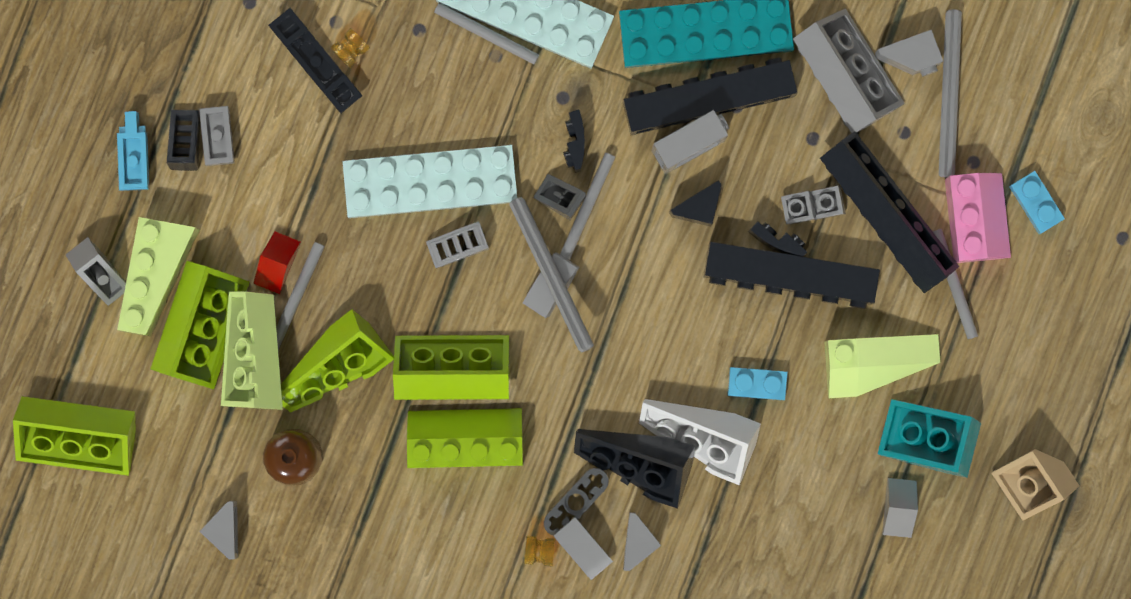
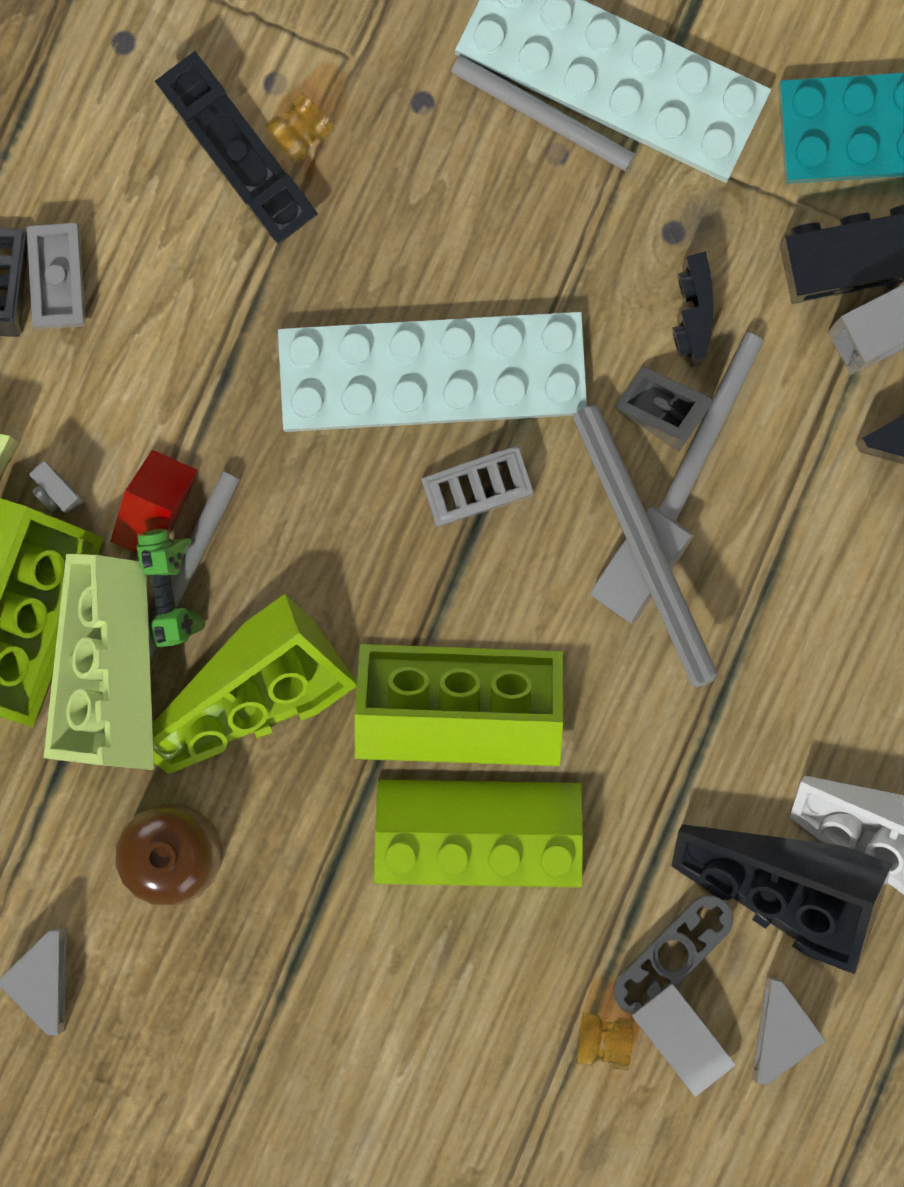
camera: 10 degrees right, 0 degrees up
(221, 256) = (54, 490): none -> light grey plate
(281, 292) = (160, 559): none -> bright green piece

